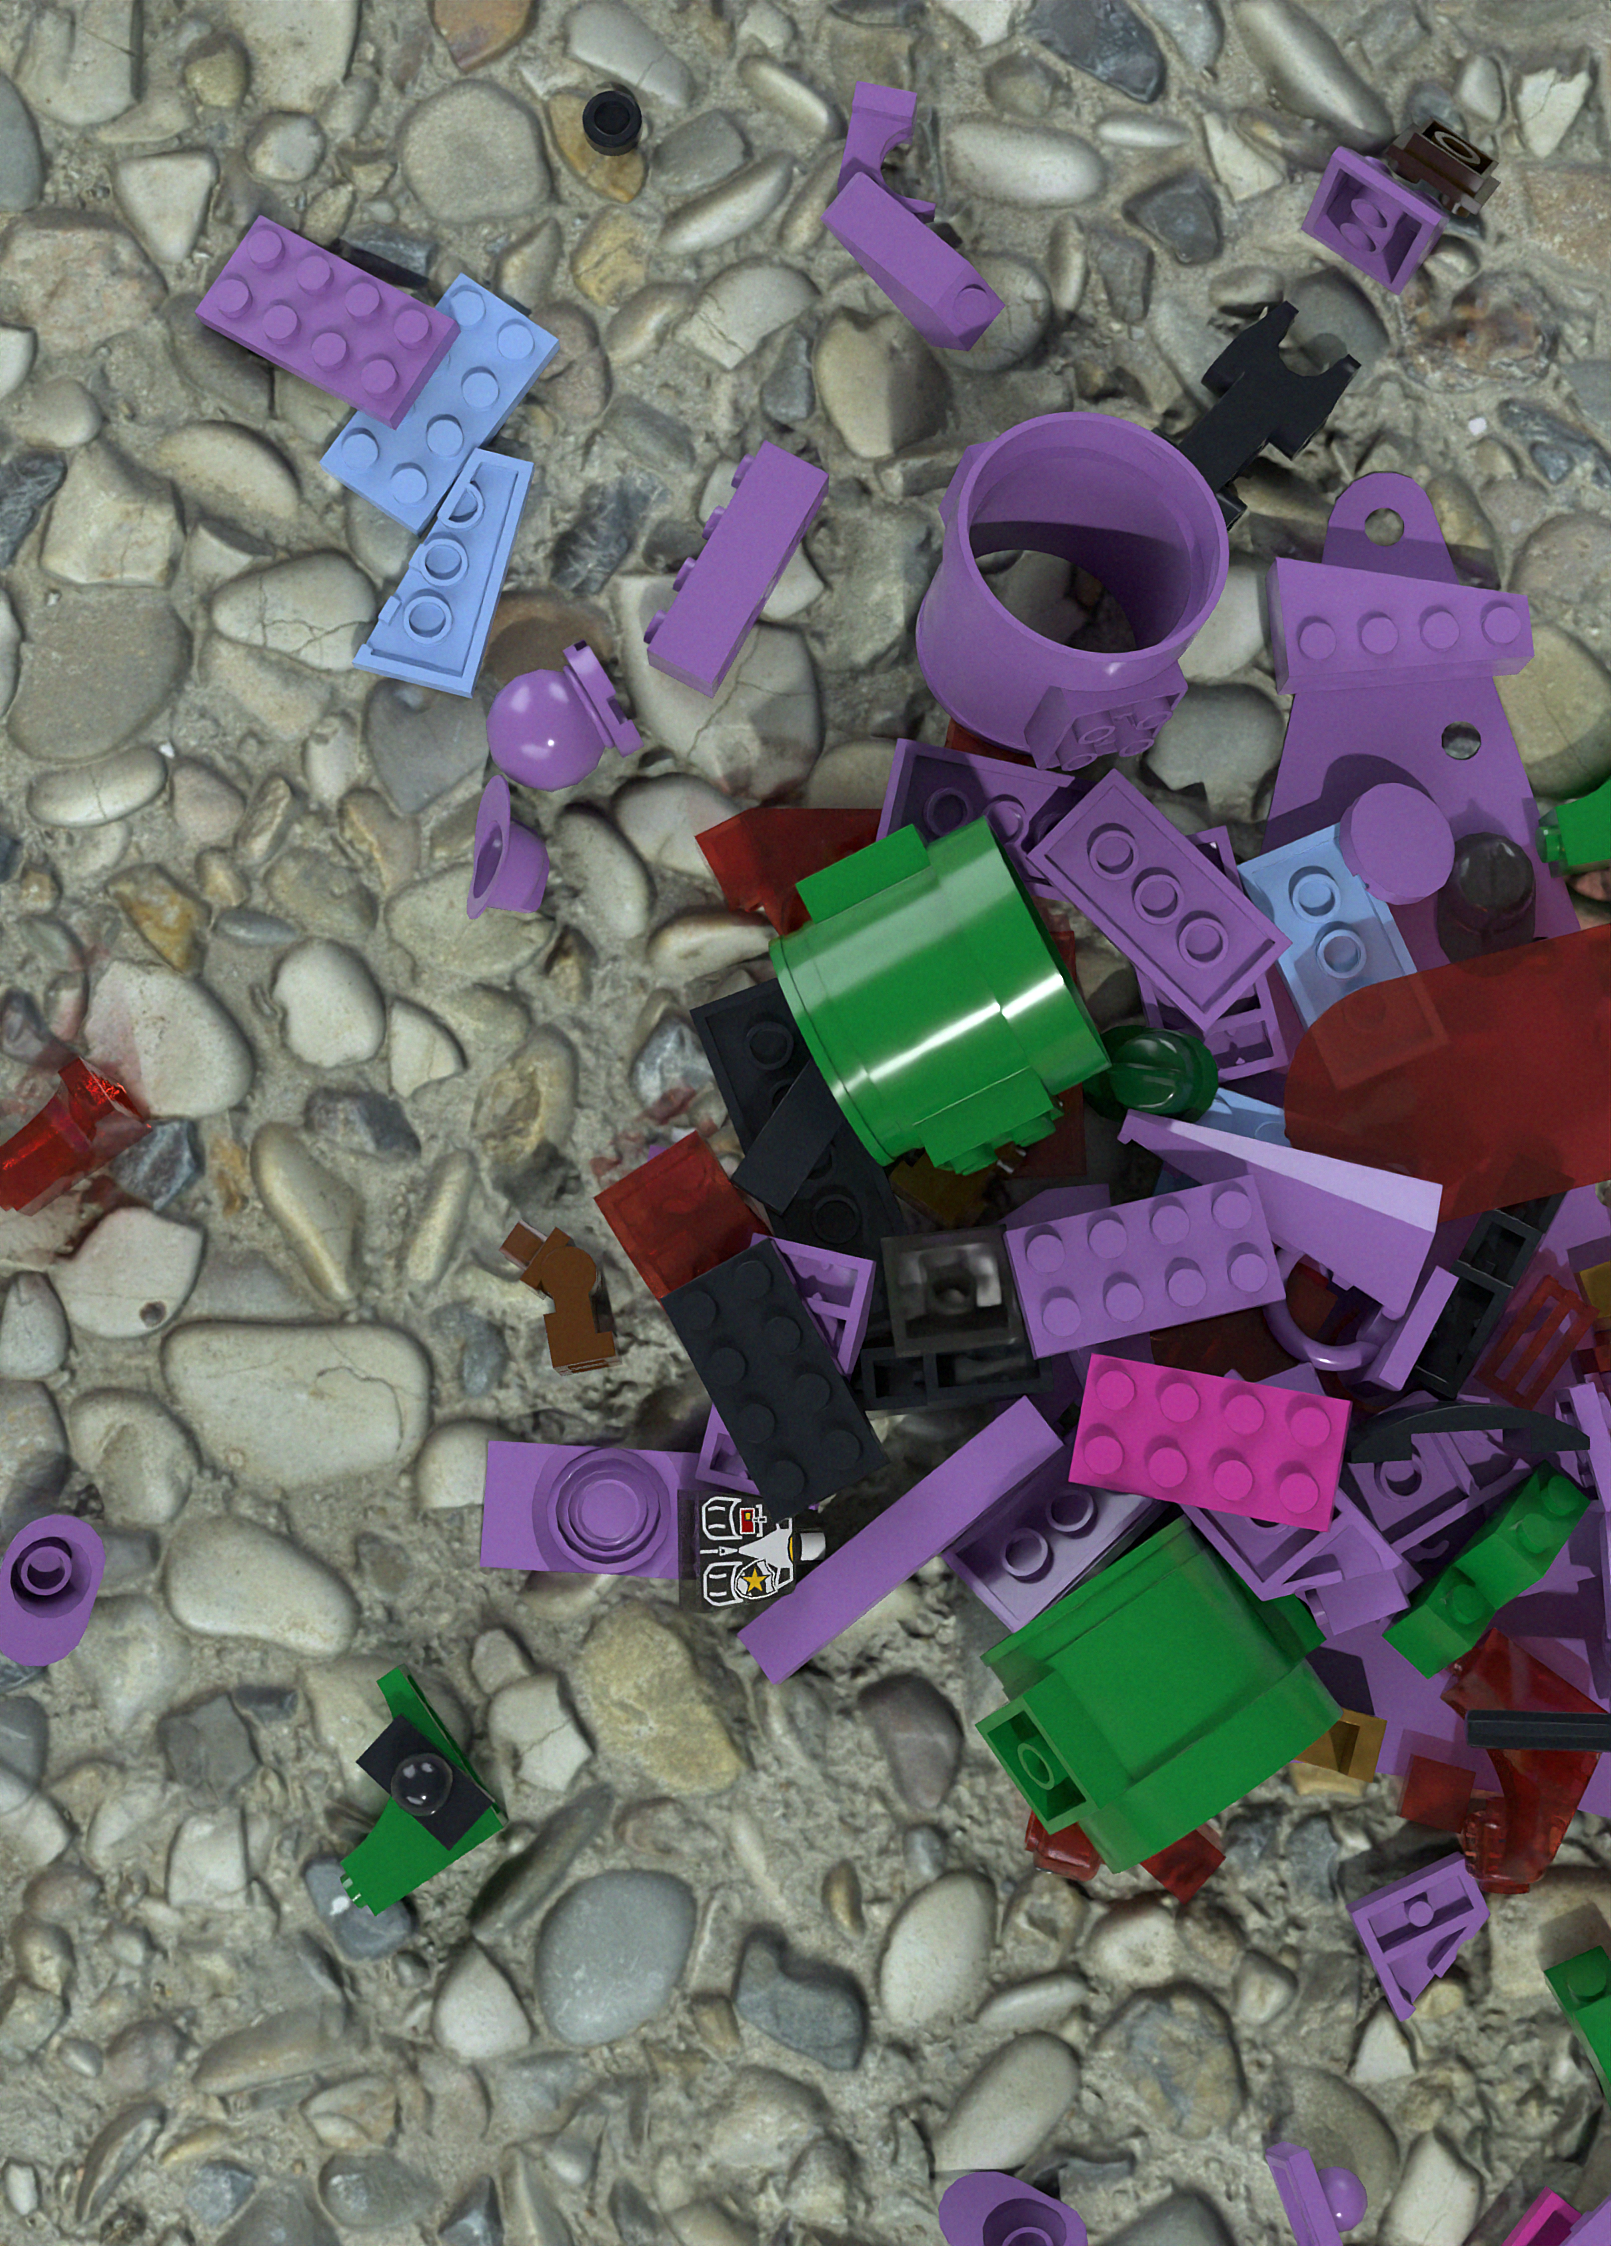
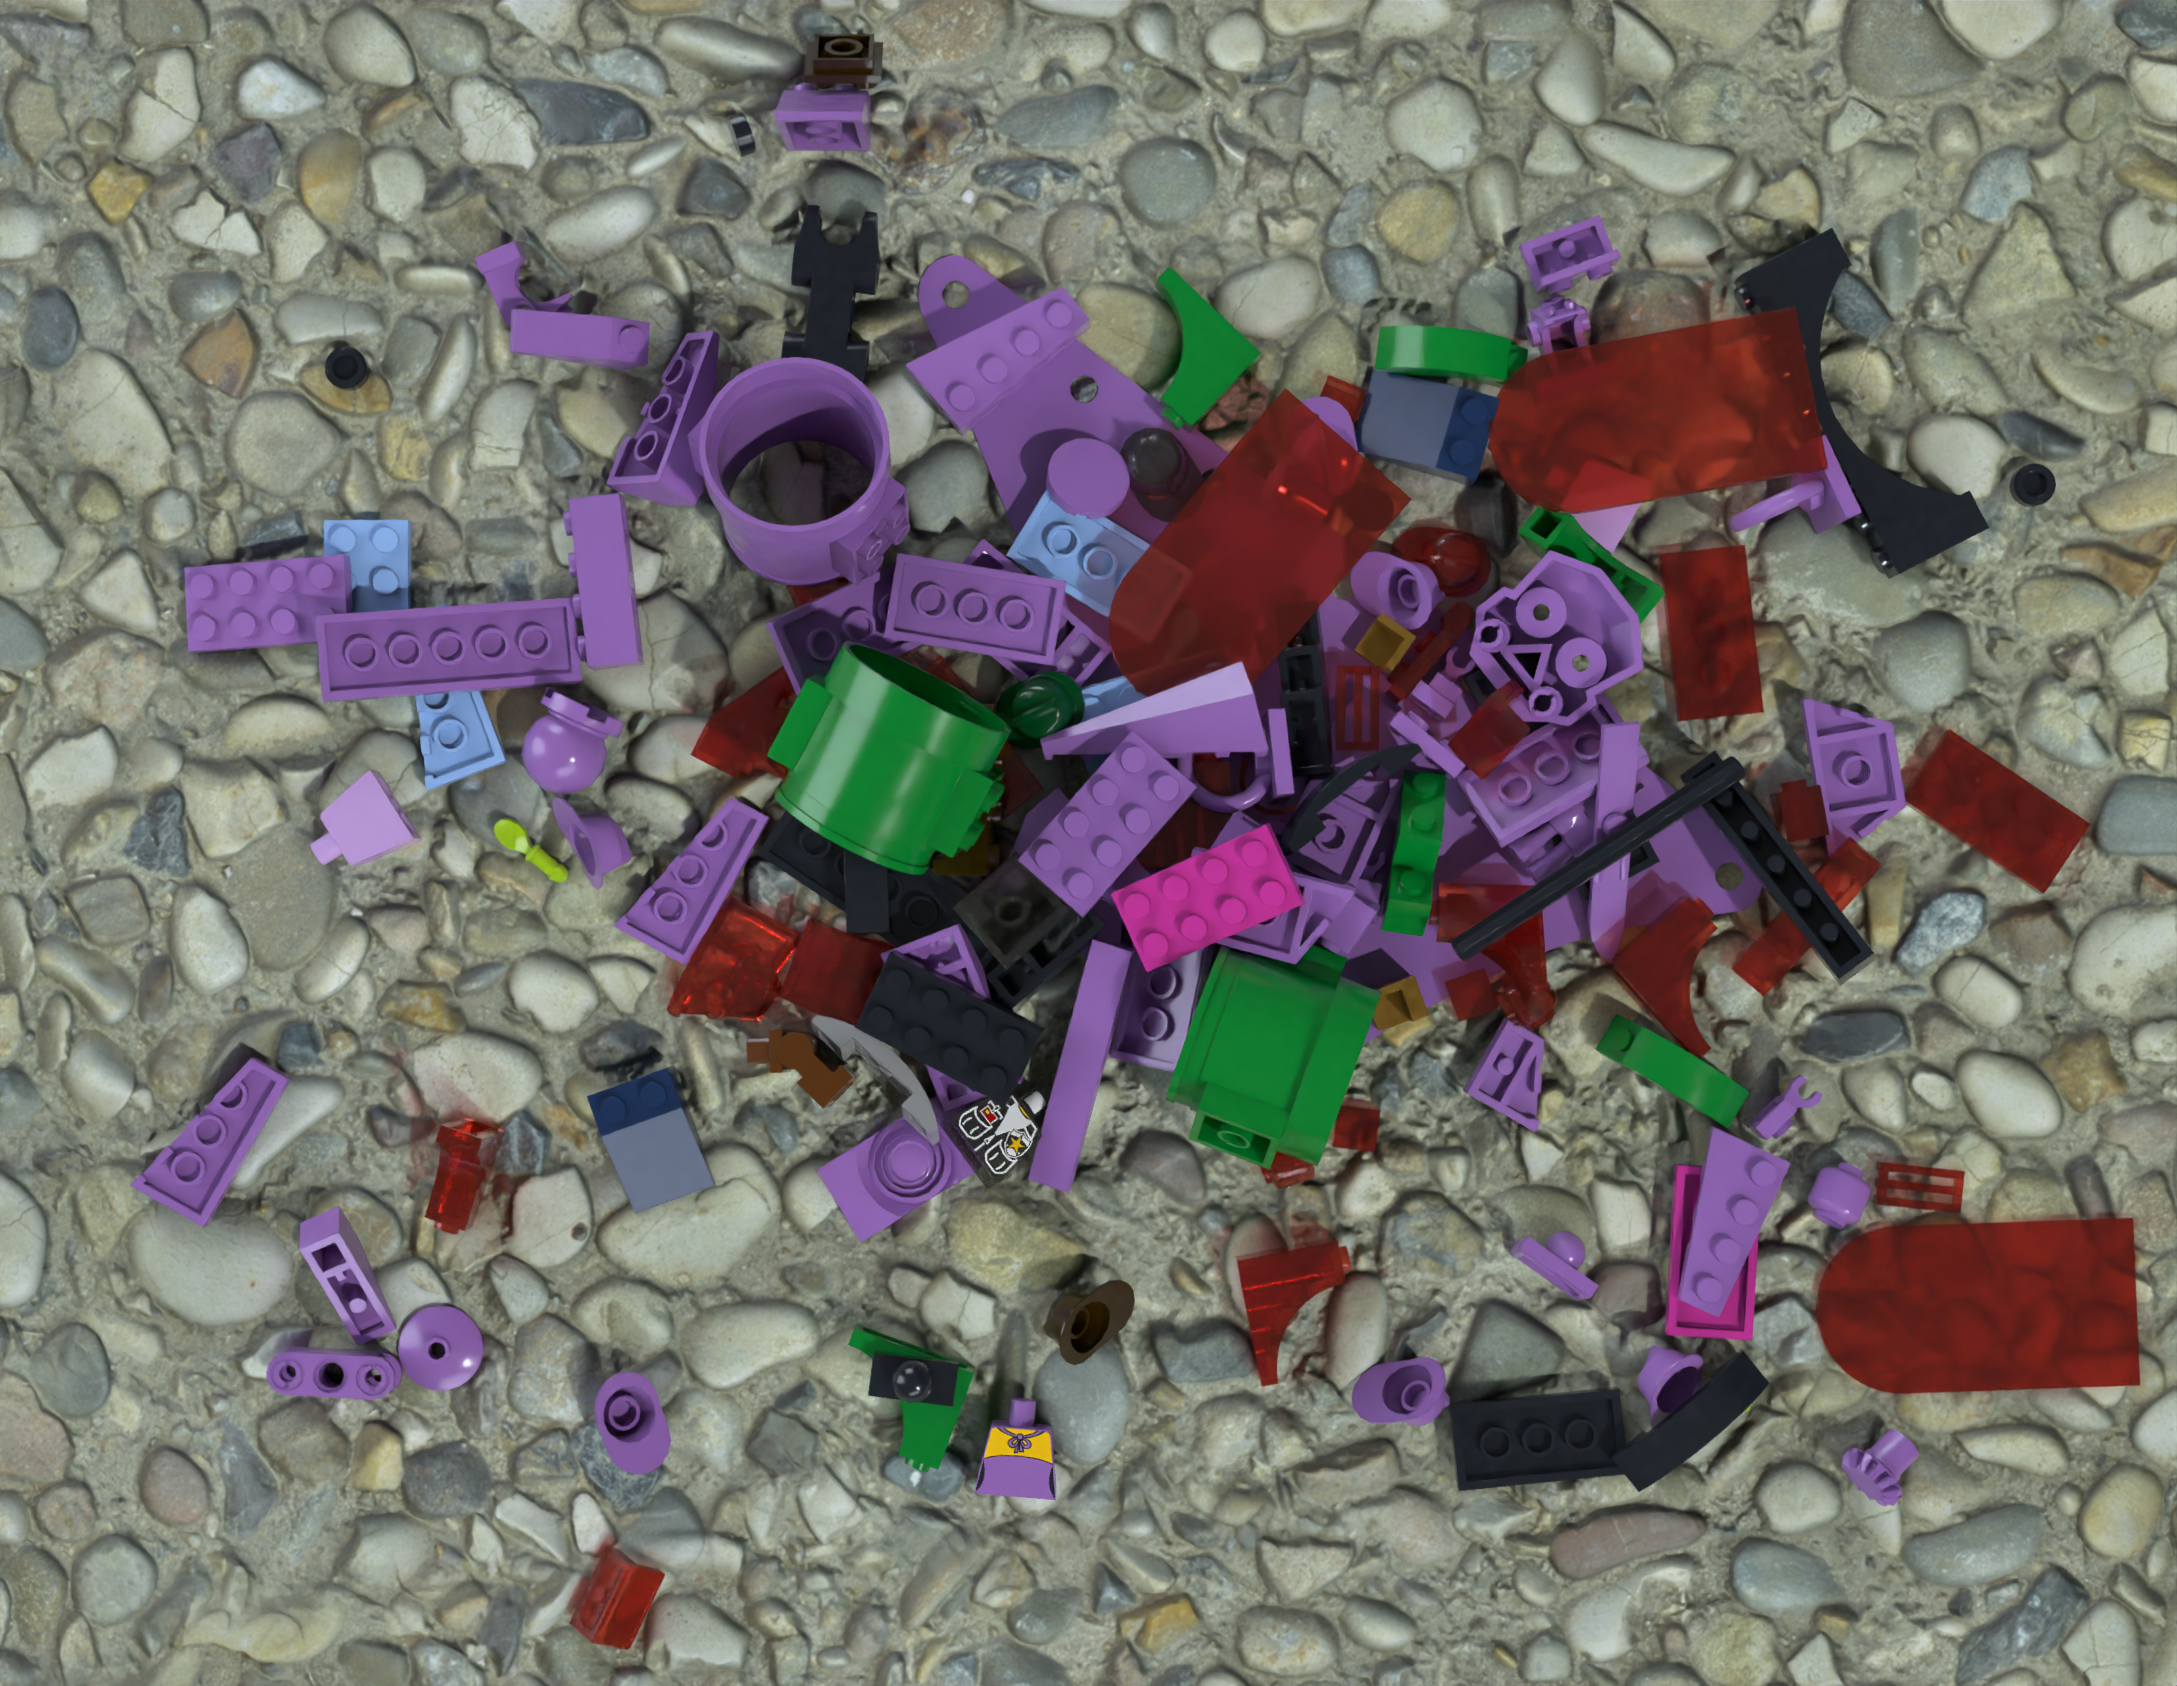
camera: 30 degrees left, 5 degrees up
(251, 651) = (364, 824): none -> lavender torso
(319, 1262) = (652, 1139): none -> slope
(416, 793) = (515, 837): none -> lime piece
(484, 1970) = (1018, 1456): none -> medium lavender torso
(496, 513) = (447, 649): none -> medium lavender plate
(567, 1126) = (735, 966): none -> clear red slope
(576, 1002) = (696, 884): none -> medium lavender wing
(638, 1307) = (845, 1039): none -> light grey slope
(688, 1863) = (1088, 1321): none -> dark brown piece
(903, 473) = (659, 457): none -> medium lavender wedge
(948, 1989) = (1278, 1285): none -> clear red arch
(1263, 170) = (741, 134): none -> black tile

